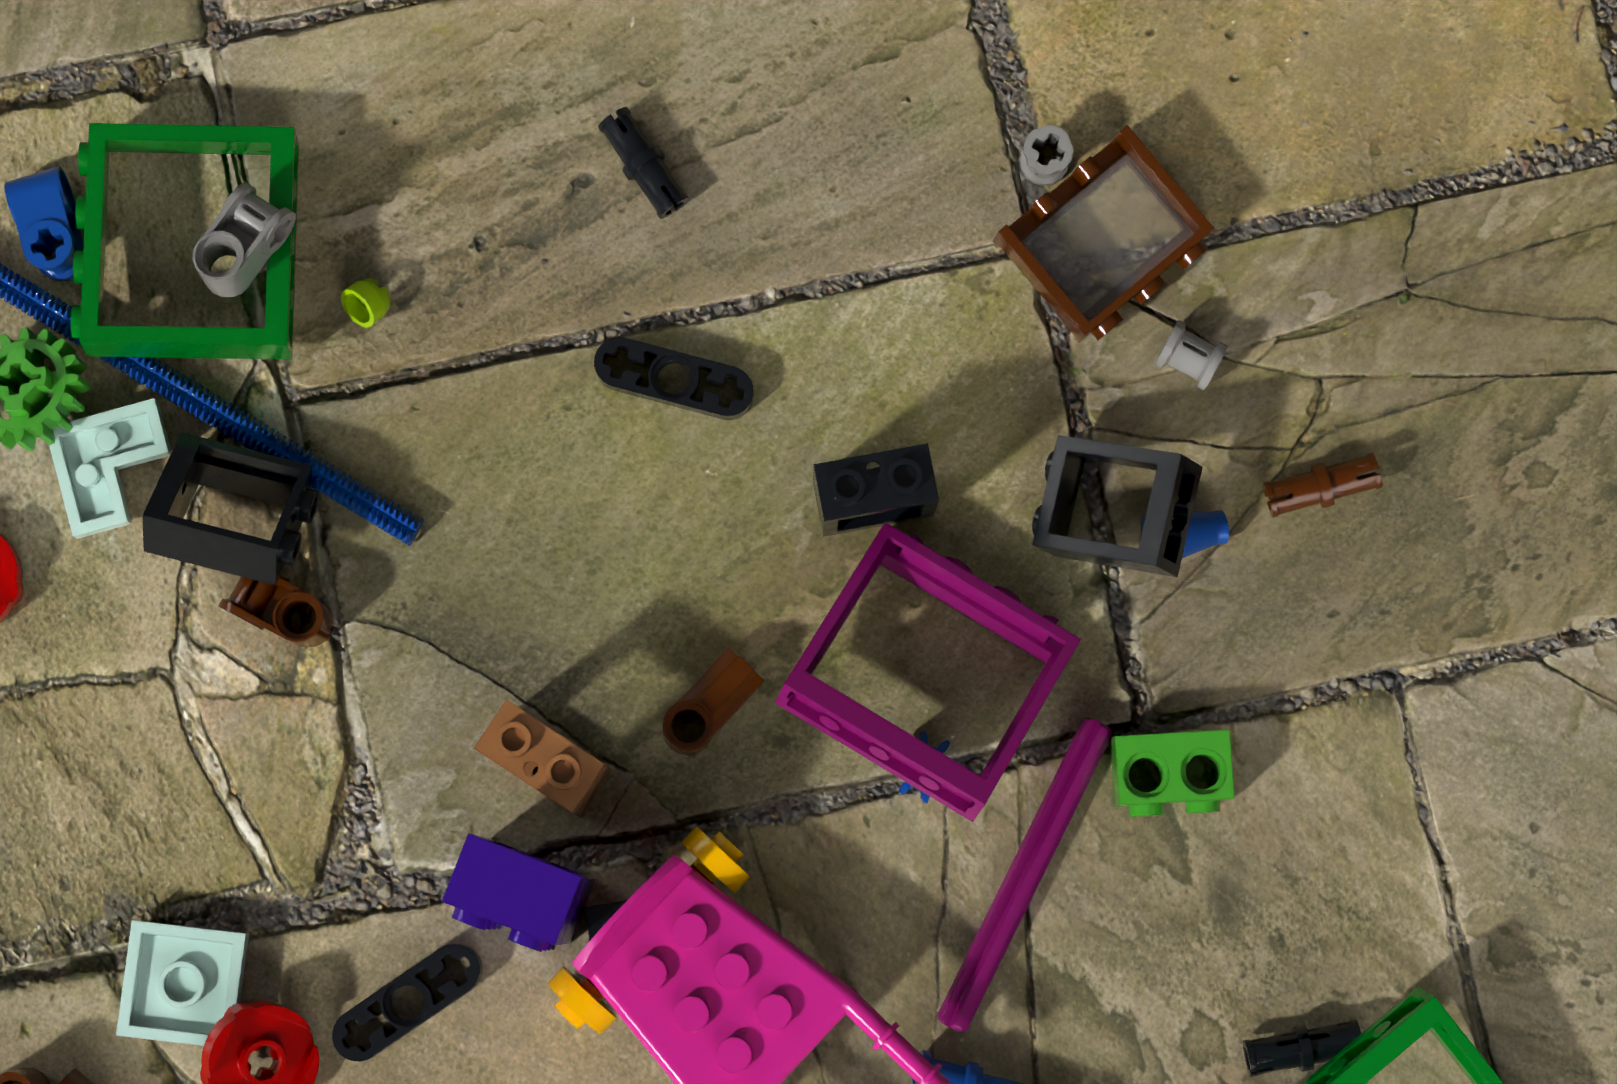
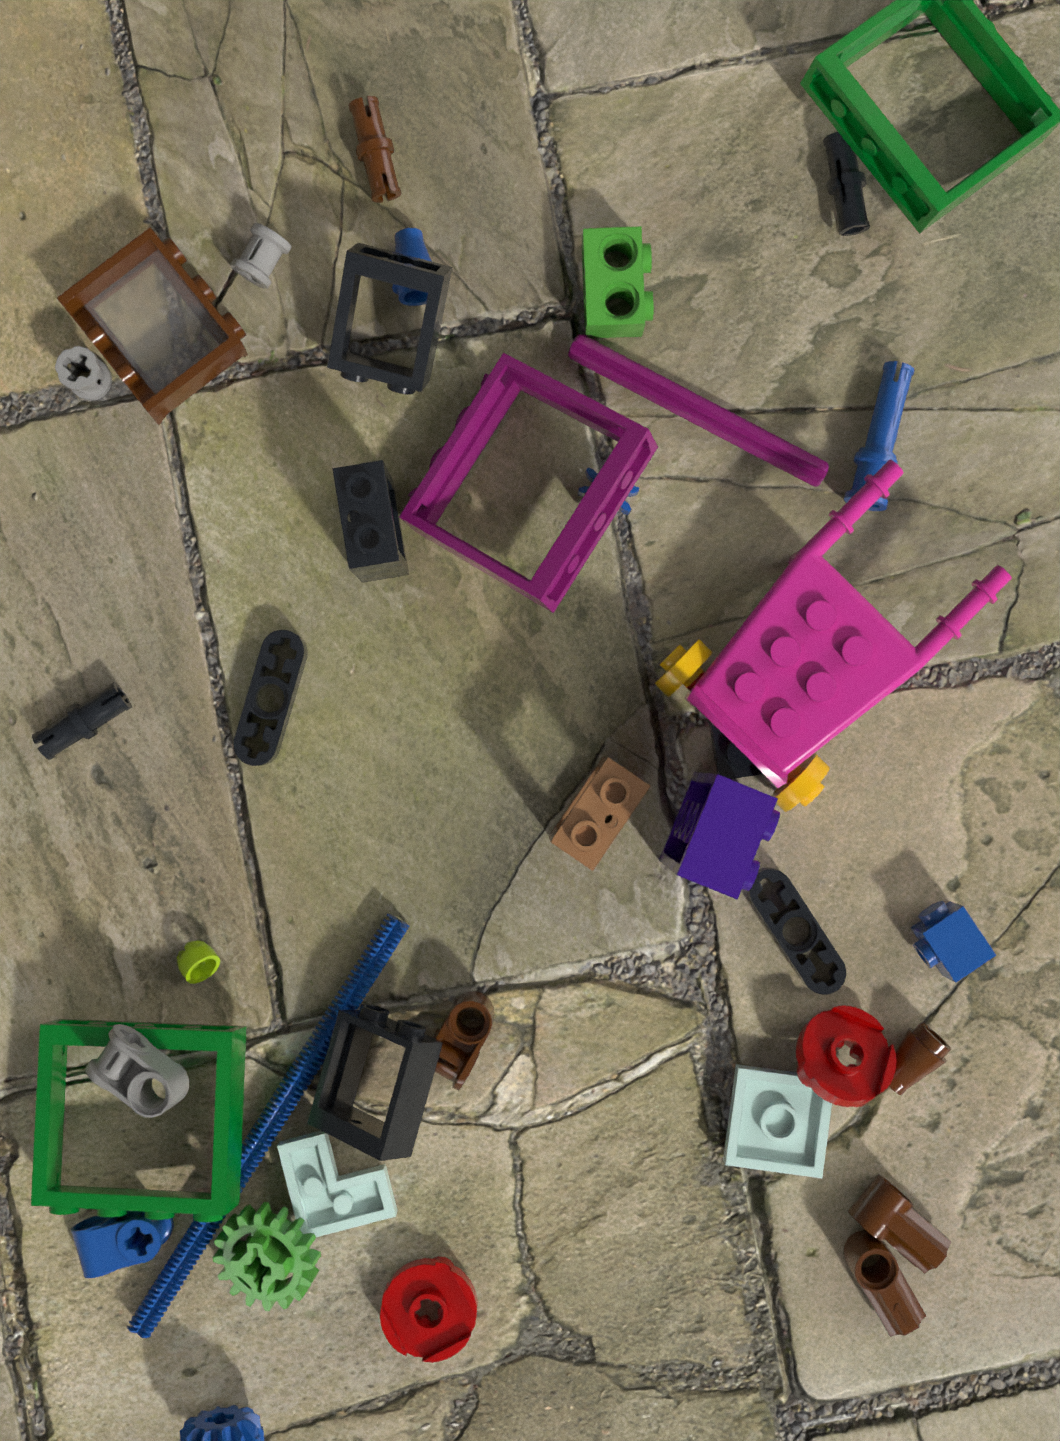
camera: 85 degrees left, 5 degrees up
(714, 700) = (547, 668): reddish brown piece -> none

